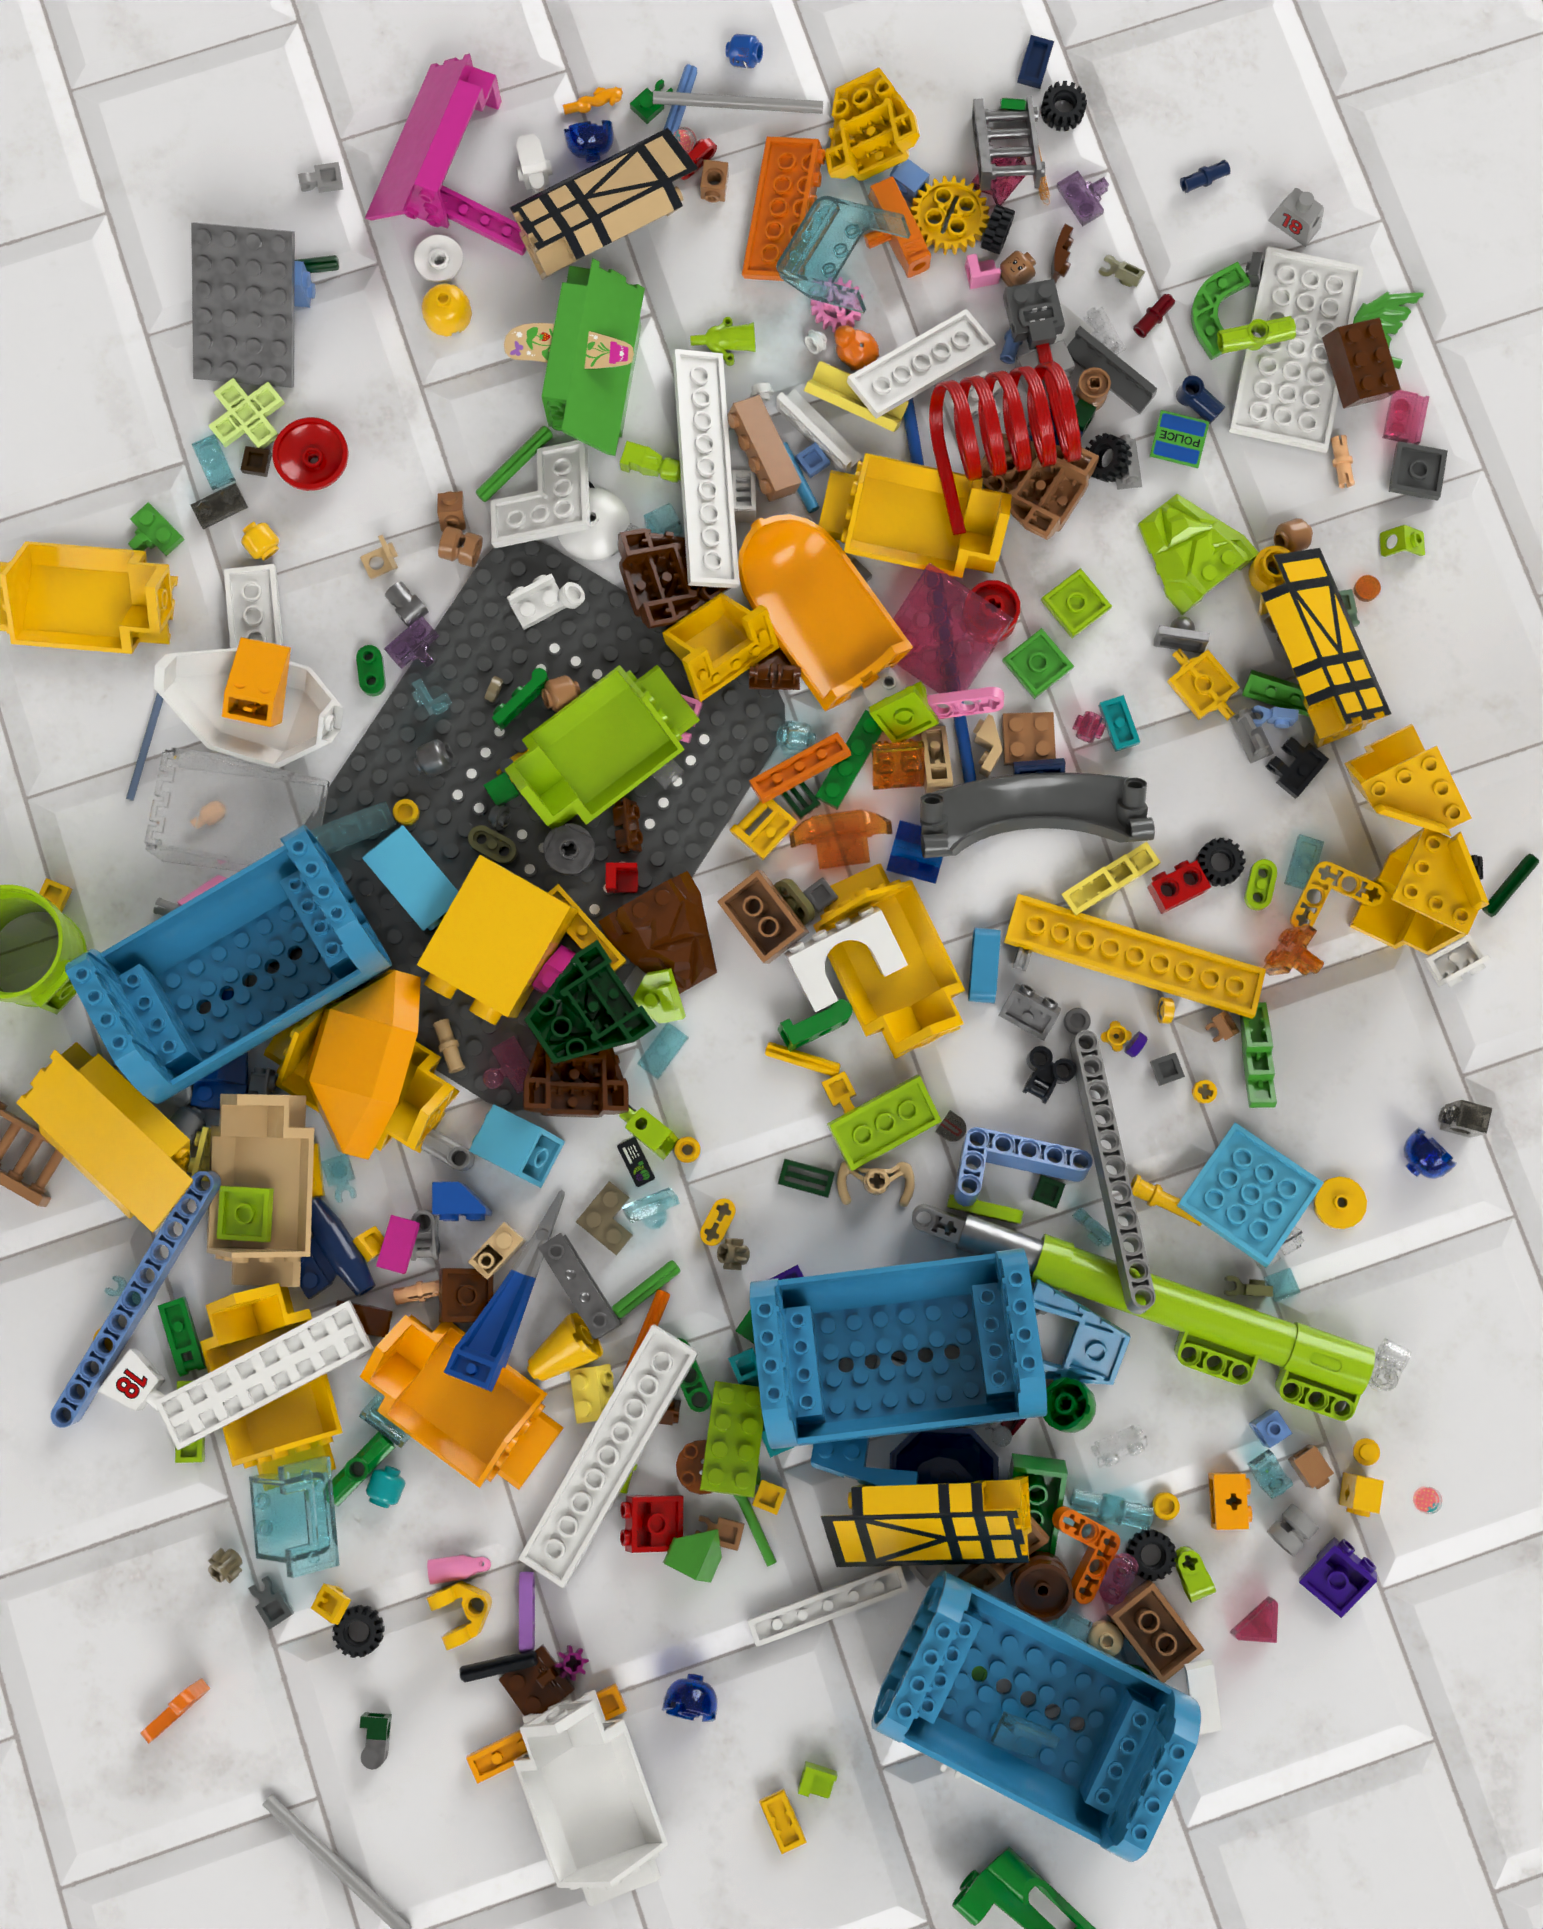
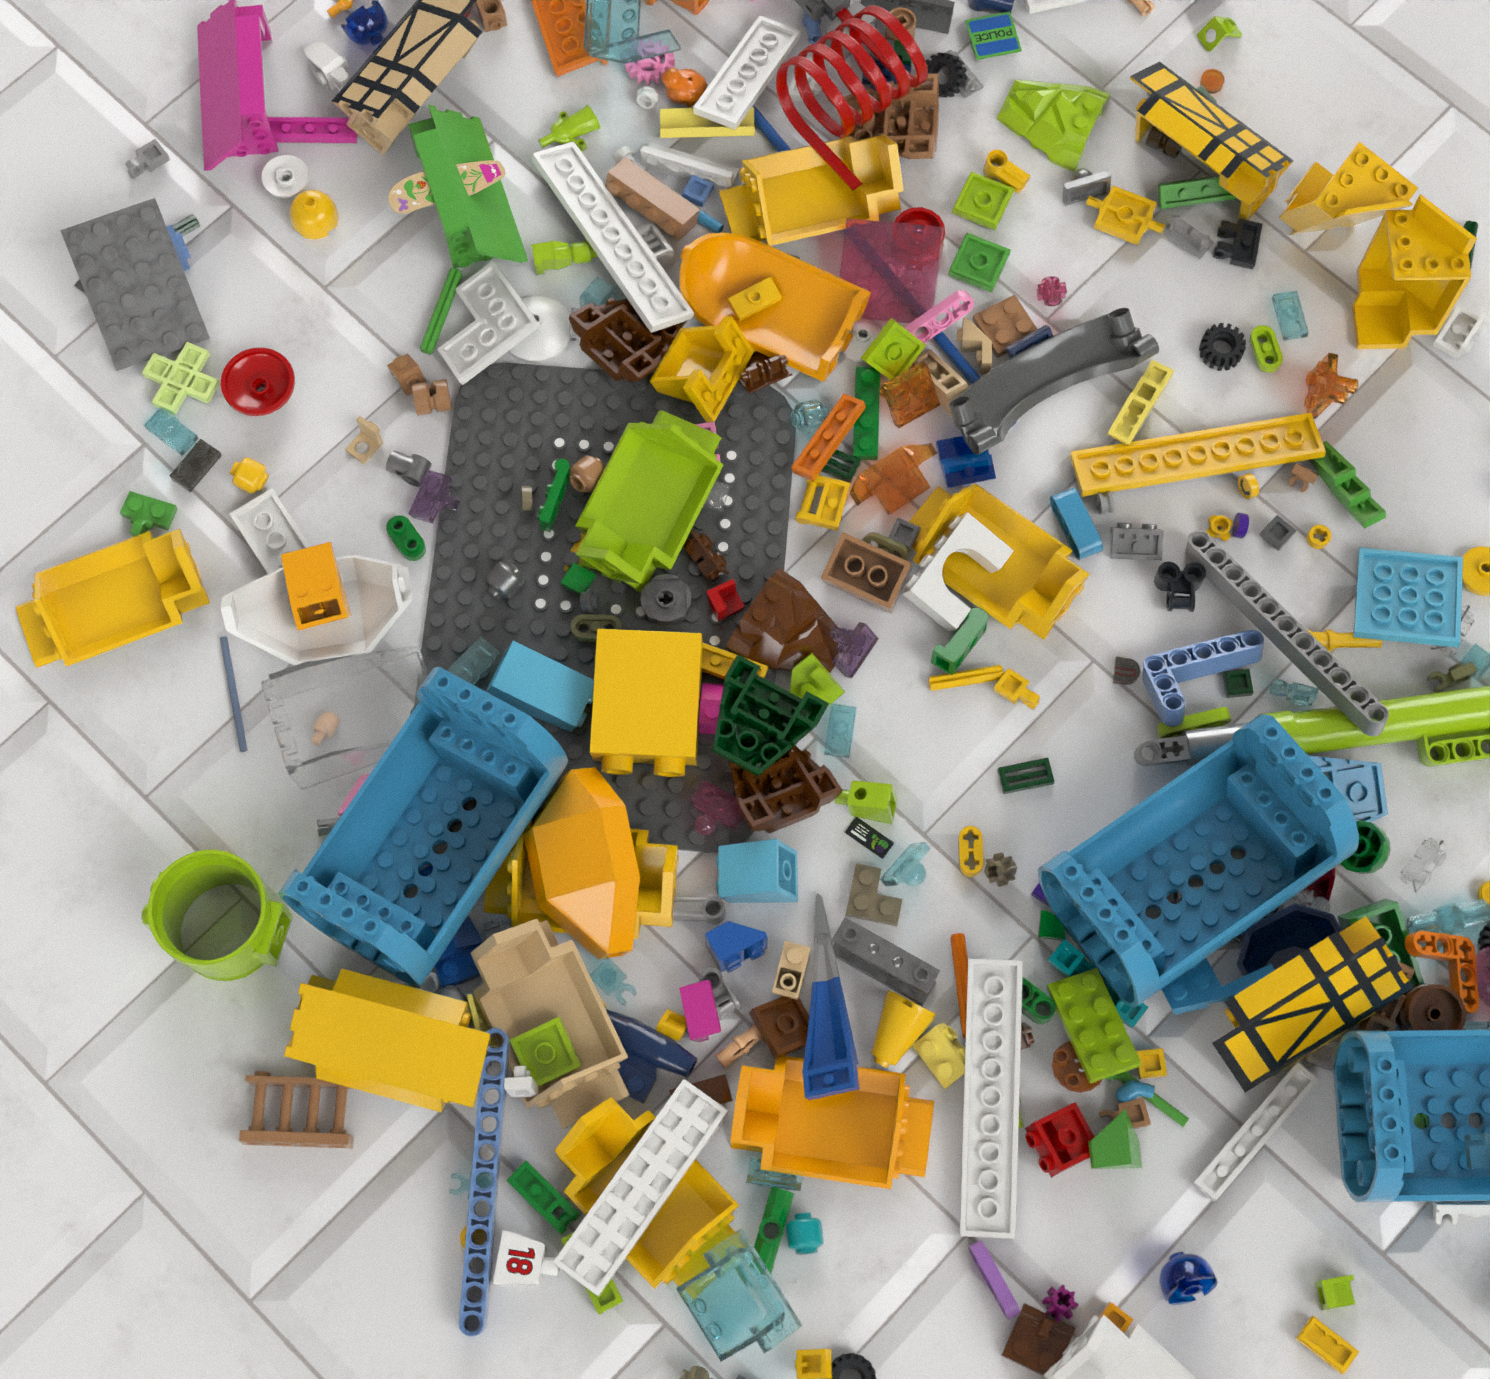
camera: 25 degrees left, 10 degrees down
(208, 1230) = (522, 1084): none -> white tile
(256, 461) = (210, 412): dark brown plate -> none
(406, 812) = (502, 637): yellow tile -> none
(422, 697) = (469, 534): clear light blue bracket -> none
(448, 1046) = (650, 816): tan pin -> none
(455, 1568) = (908, 1274): bright pink piece -> none
(468, 1630) = (951, 1323): yellow piece -> none
(498, 1666) = (996, 1341): black axle -> none
(535, 601) = (523, 410): white bracket -> none
(571, 595) = (552, 390): white tile -> none
(646, 1289) = (943, 935): bright green axle -> none
(683, 1142) = (912, 796): yellow plate -> none
(714, 980) = (852, 647): none -> clear purple hinge
(739, 1511) = (1132, 1089): none -> dark azure arm
(806, 597) = (754, 299): none -> yellow plate
(877, 1181) = (1086, 747): tan piece -> none
(884, 1122) = (1067, 692): lime plate -> none
(1077, 1020) = (1179, 531): flat silver tile -> none
(1113, 587) = (1006, 171): none -> yellow piece
(1119, 723) = (1077, 279): teal plate -> none
(1181, 890) = (1203, 383): red brick -> none
(1259, 574) = (1124, 99): yellow piece -> none
(1278, 716) = (1201, 210): light blue plate -> none
(1293, 535) = (1127, 65): medium nougat head -> none
(1324, 887) = (1320, 323): yellow beam -> none

